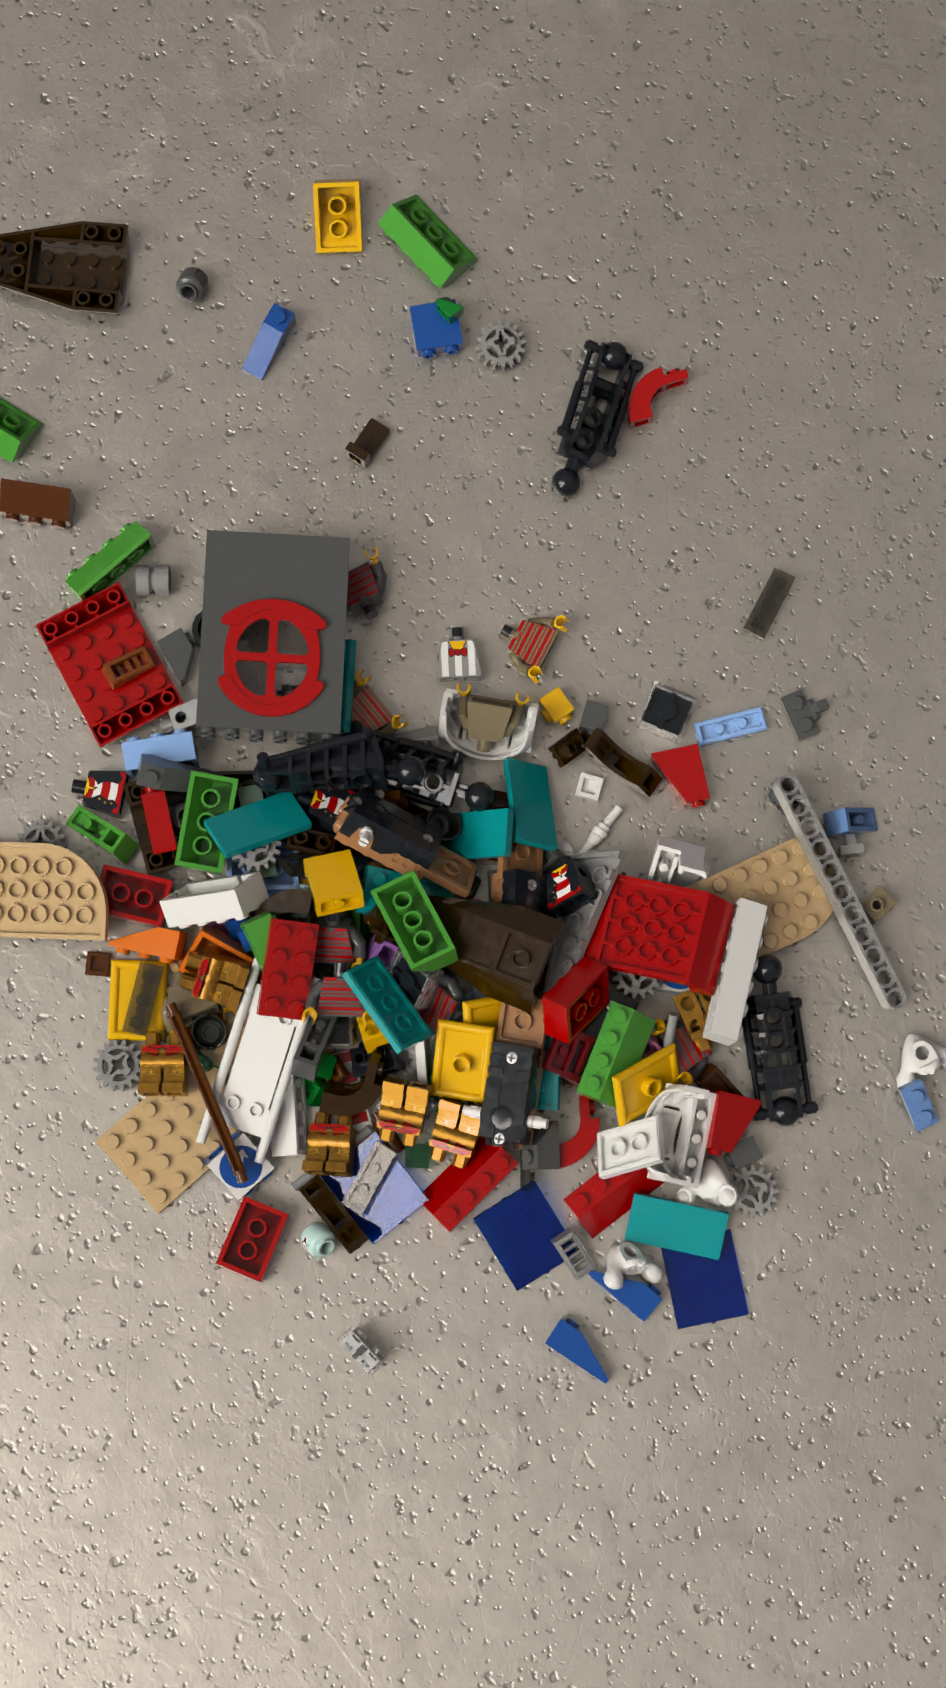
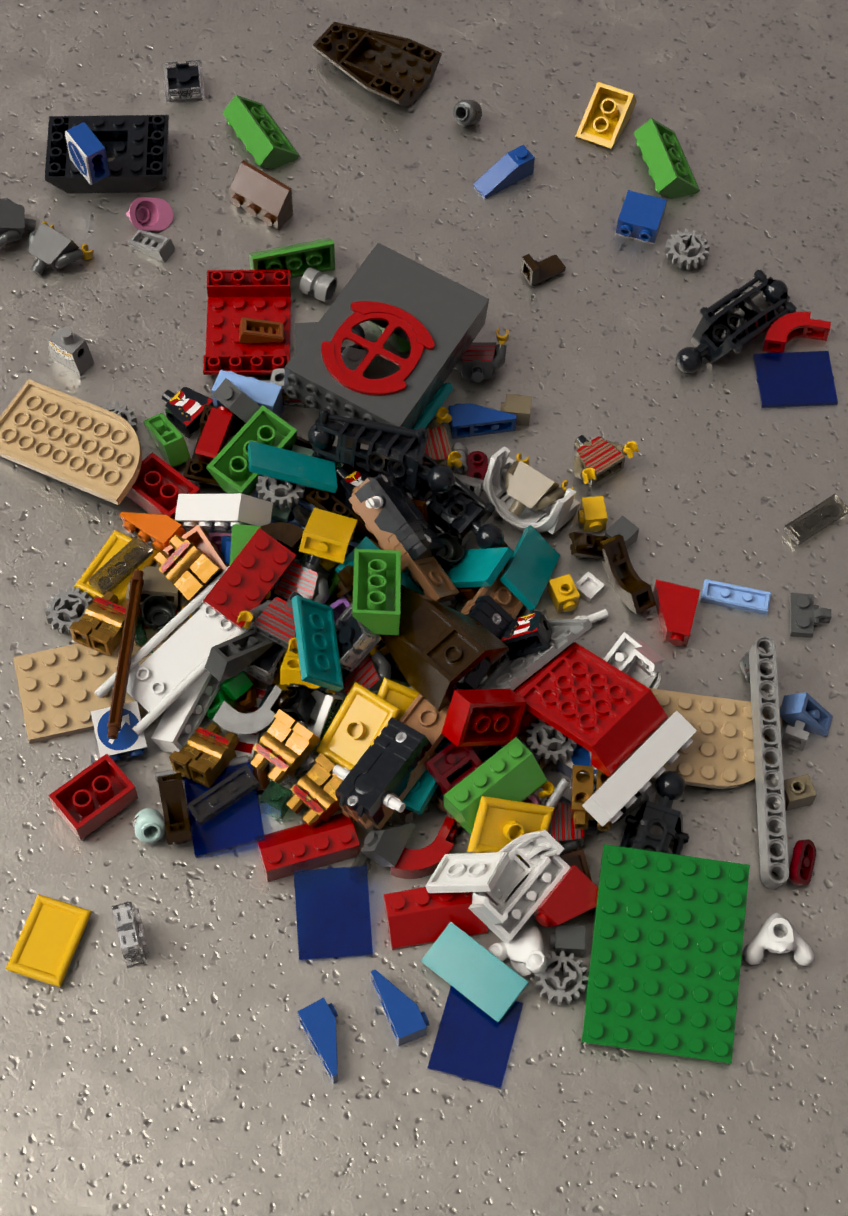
camera: 25 degrees right, 20 degrees down
(98, 964) = (102, 530): reddish brown tile -> none
(291, 1389) = (48, 940): none -> yellow piece
(392, 658) = (477, 420): none -> blue slope
(395, 705) = (463, 451): none -> light grey animal
(420, 712) = (477, 468): none -> dark red plate
(424, 625) = (519, 406): none -> dark tan brick
(448, 309) = (658, 200): green slope -> none
(458, 659) = (530, 441): torso -> none
(564, 1237) = (362, 930): light grey slope -> none
(571, 809) = (563, 593): none -> yellow brick
(629, 1260) = (415, 979): white head -> none
(666, 712) = (685, 557): black piece -> none
(677, 447) = (795, 379): none -> clear blue piece
(833, 1125) = (666, 954): none -> green plate
(911, 972) = (802, 862): none -> dark red plate
(918, 1104) = (755, 978): medium blue plate -> none

